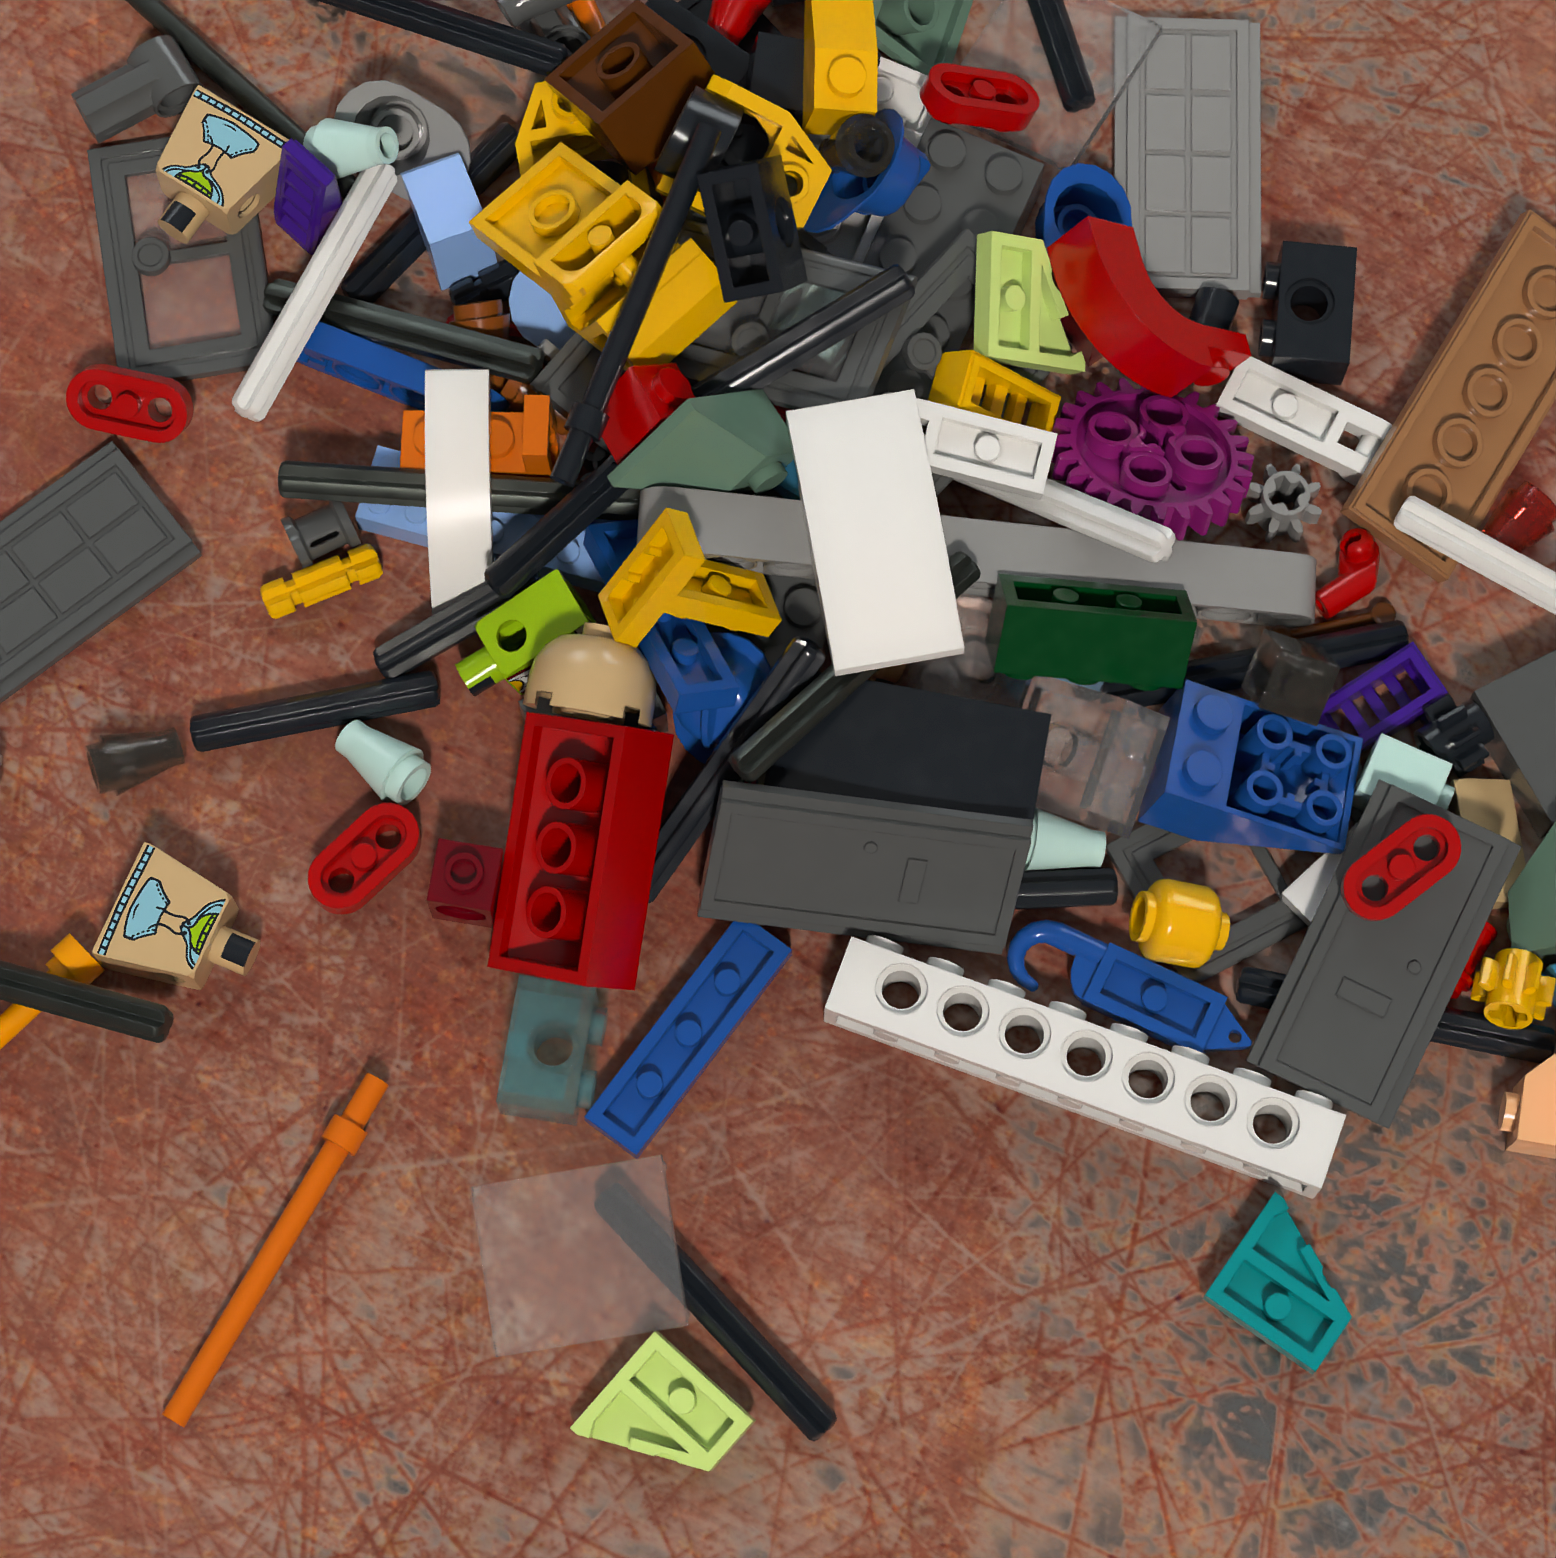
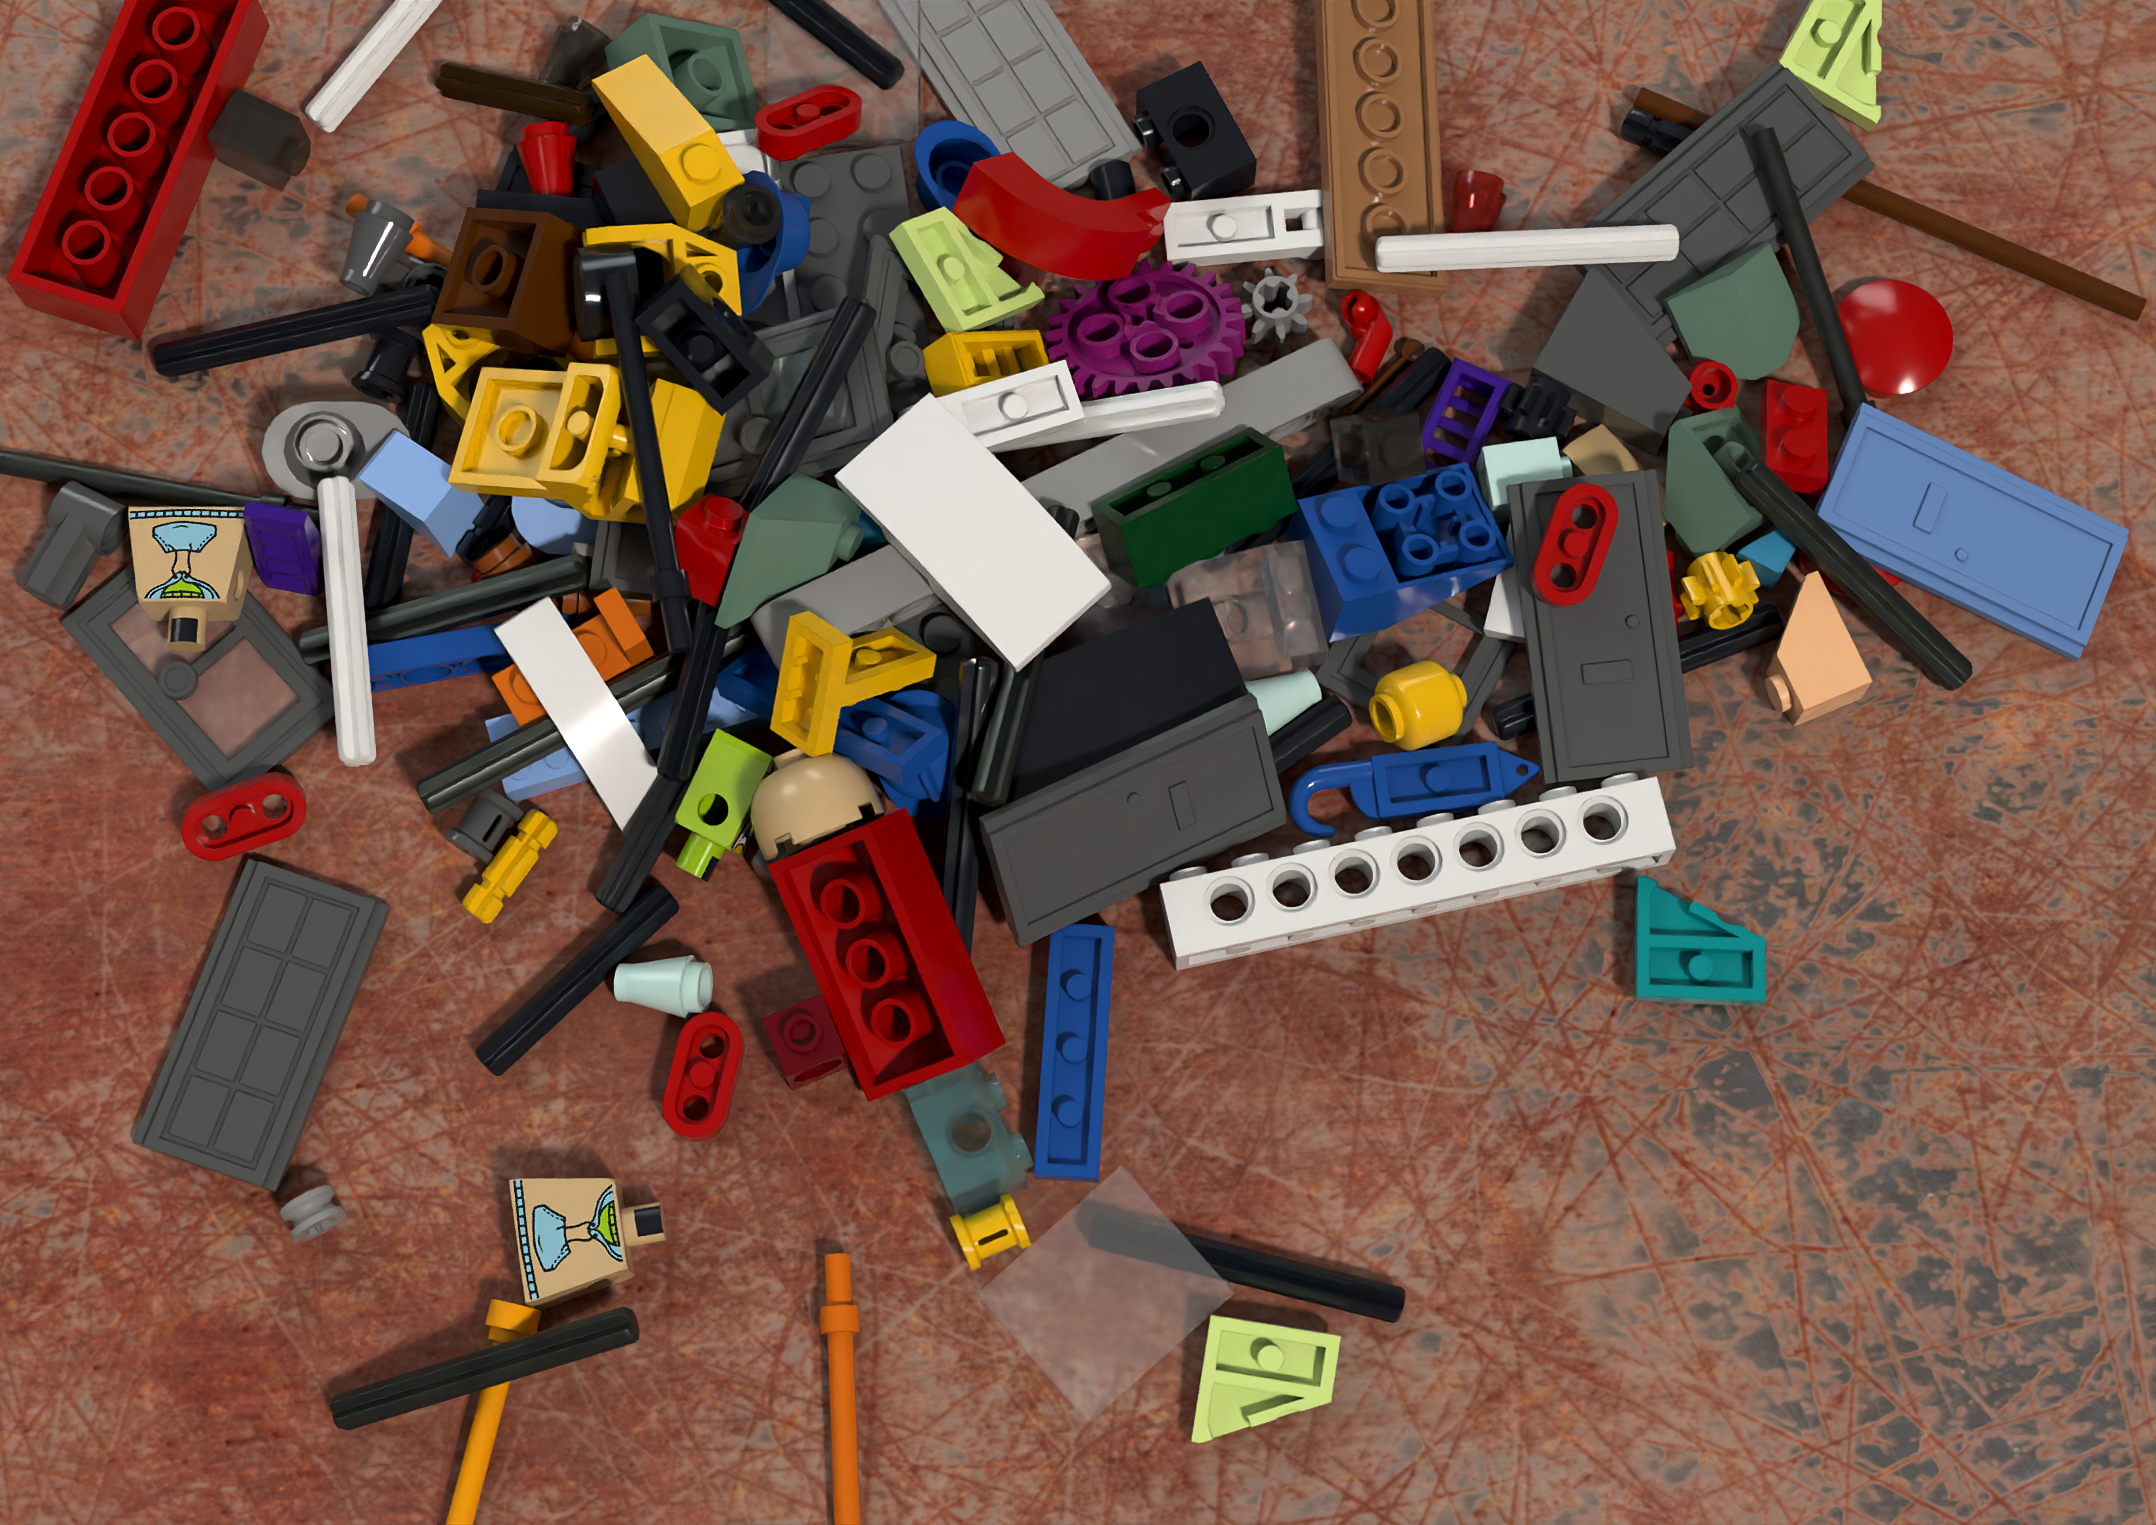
camera: 30 degrees left, 0 degrees up
(132, 758) = (445, 1119): clear smoke cone -> none
(351, 146) = (299, 479): light aqua cone -> none
(493, 95) = (387, 365): none -> black bush
(516, 1141) = (990, 1231): none -> yellow bush

